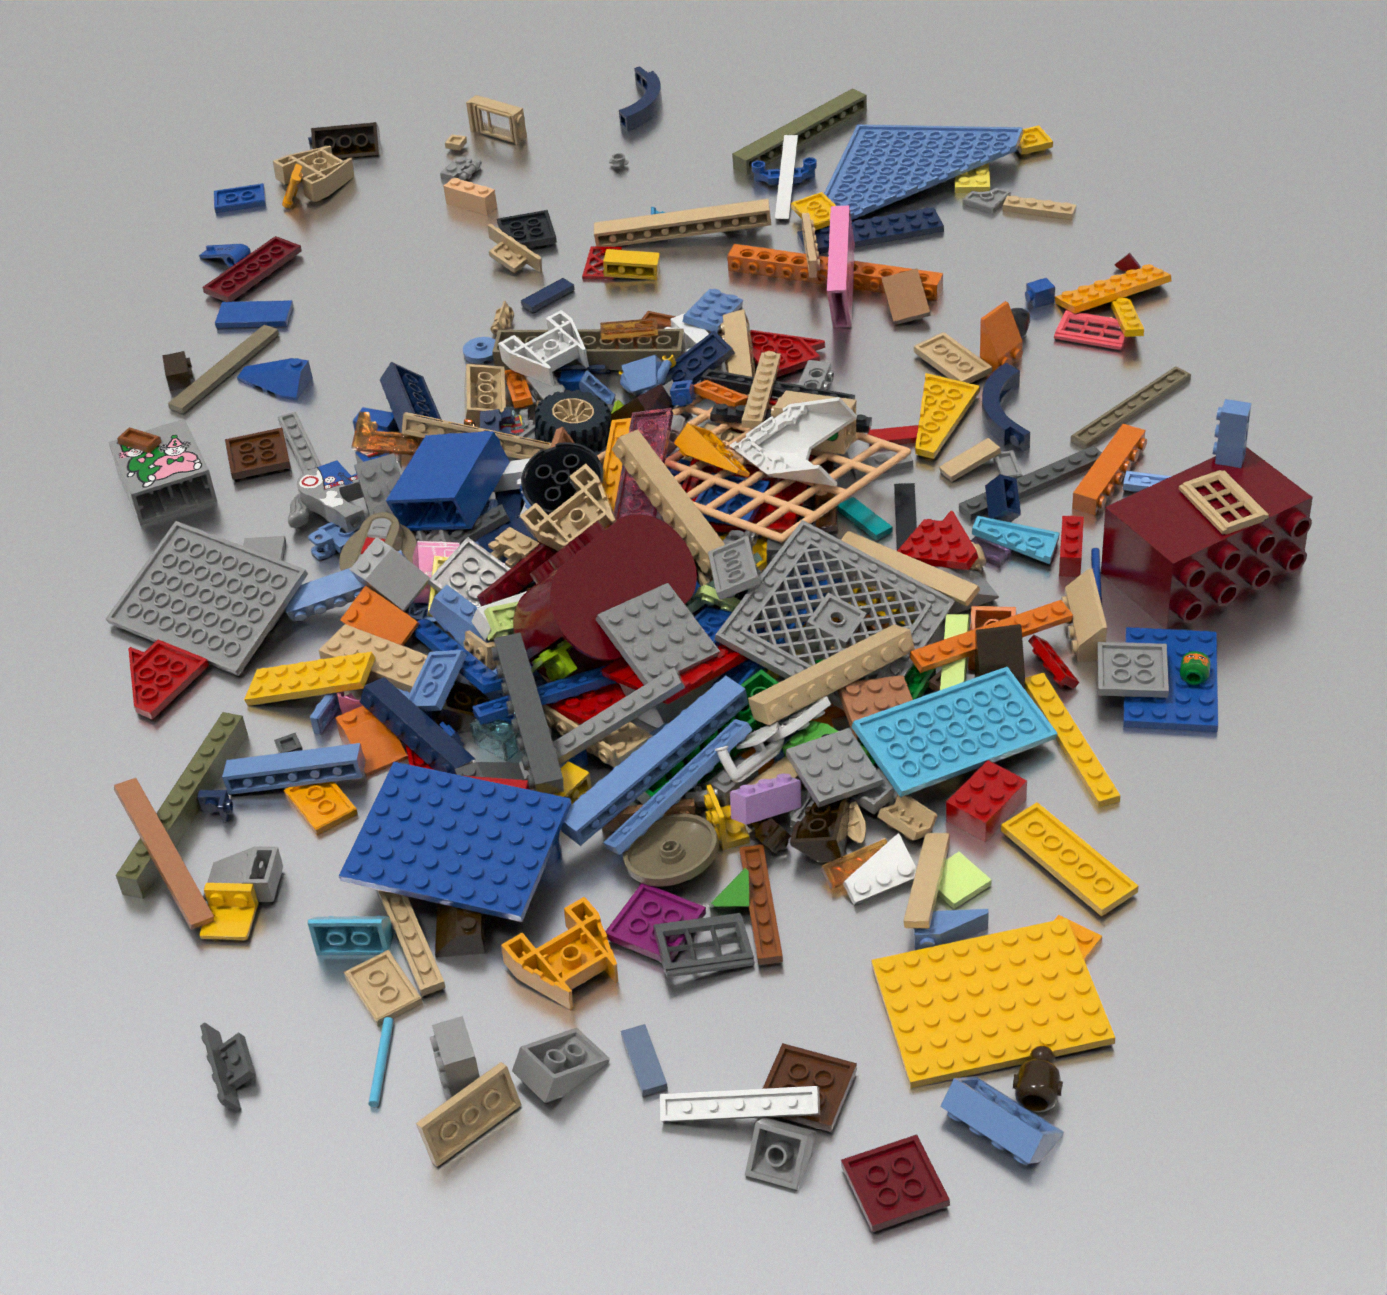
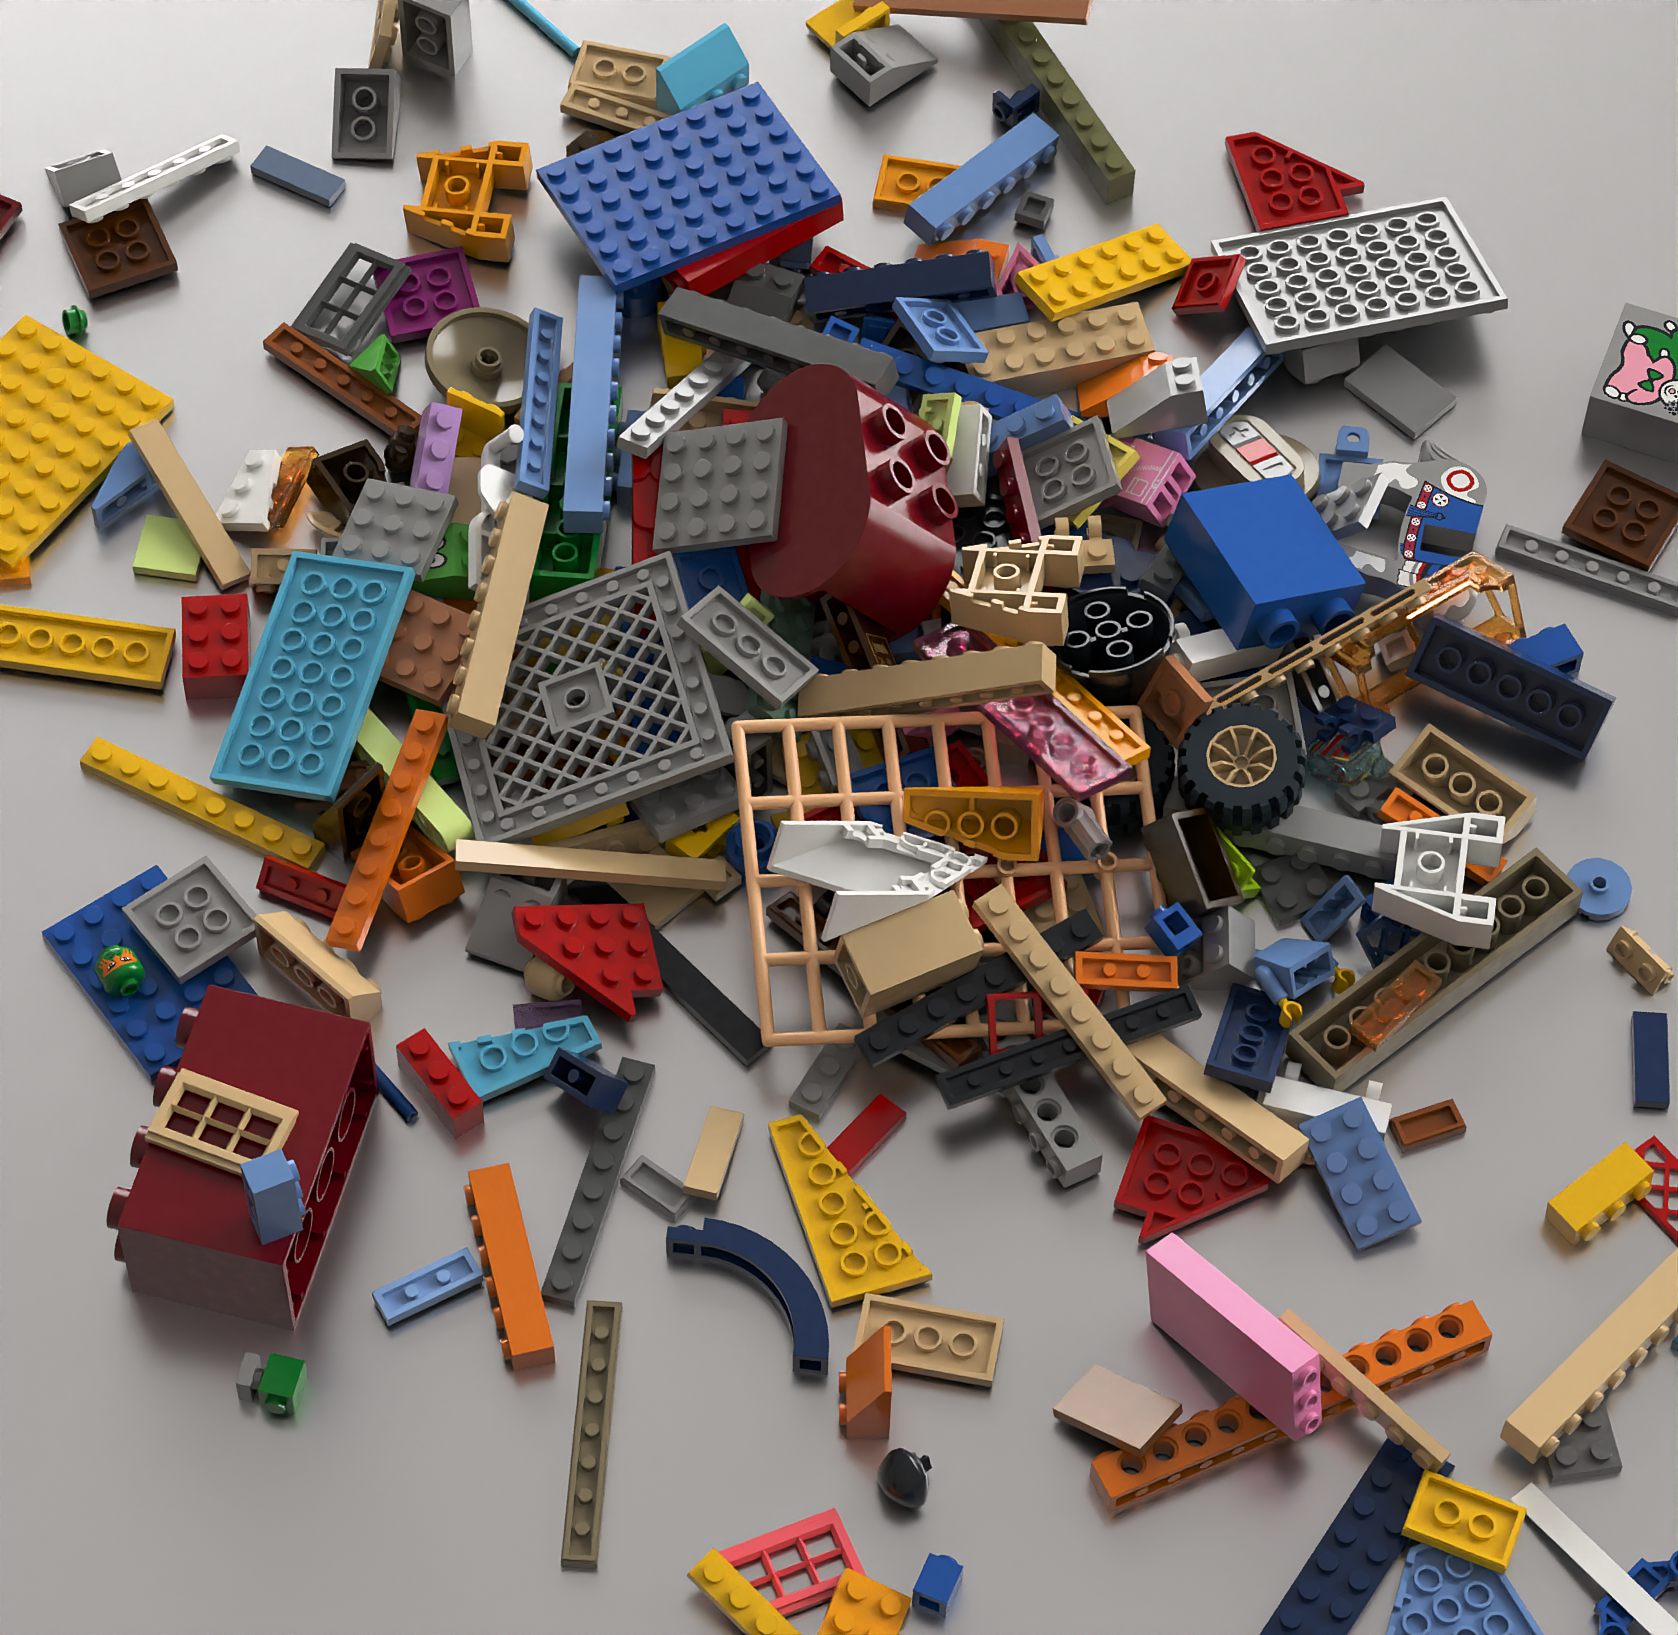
camera: 130 degrees right, 15 degrees up
(272, 643) = (1208, 284): none -> red tile
(864, 518) = (737, 960): teal tile -> none
(882, 1056) = (74, 320): none -> green plate

